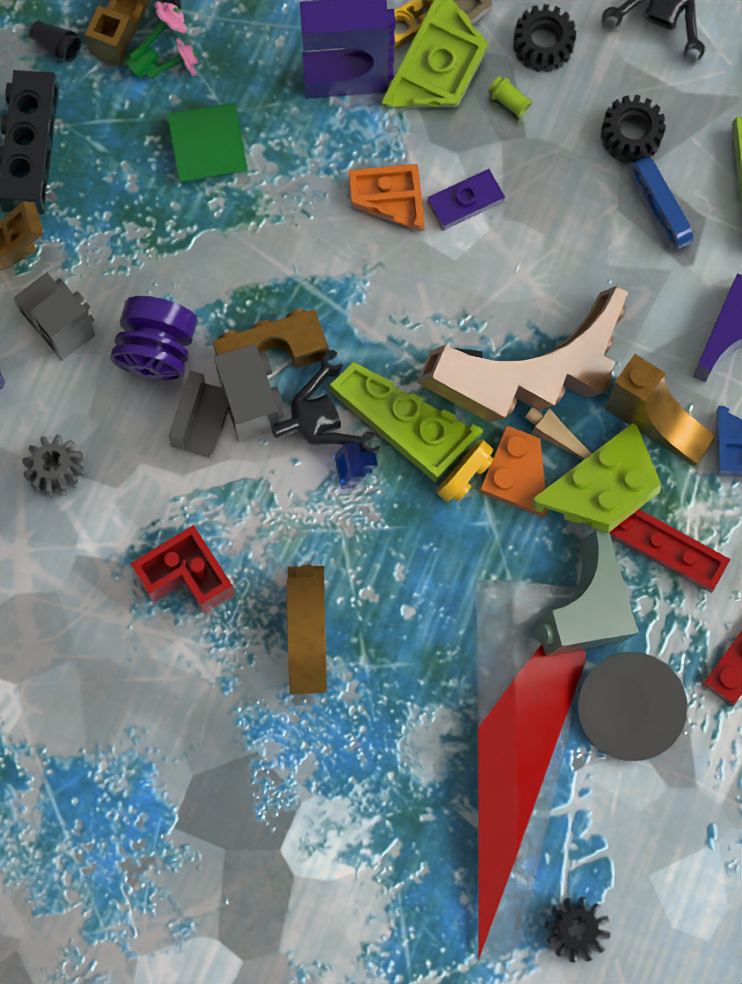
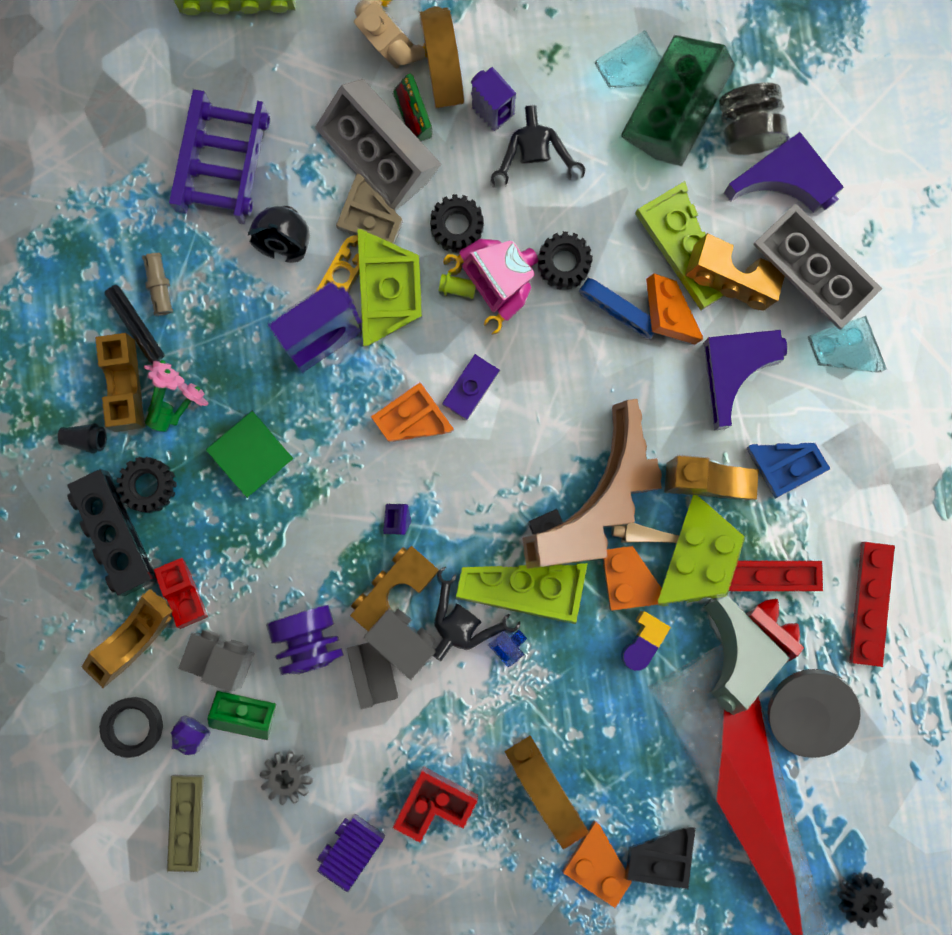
camera: 30 degrees left, 10 degrees up
(45, 386) = (241, 715): none -> green slope
(59, 237) = (181, 593): none -> red slope
(71, 574) = (350, 852): none -> dark purple brick
(82, 99) = (128, 480): none -> black tyre
(315, 738) = (598, 867): none -> orange wing
(316, 282) = (396, 519): none -> dark purple slope
(386, 766) = (663, 859): none -> black wing
(473, 462) = (591, 613): yellow plate -> none
(489, 544) = (646, 642): none -> leg
(557, 104) = (499, 275): none -> dark pink torso
(639, 587) = (786, 636): none -> red tile
(713, 232) = (670, 311): none -> orange wing

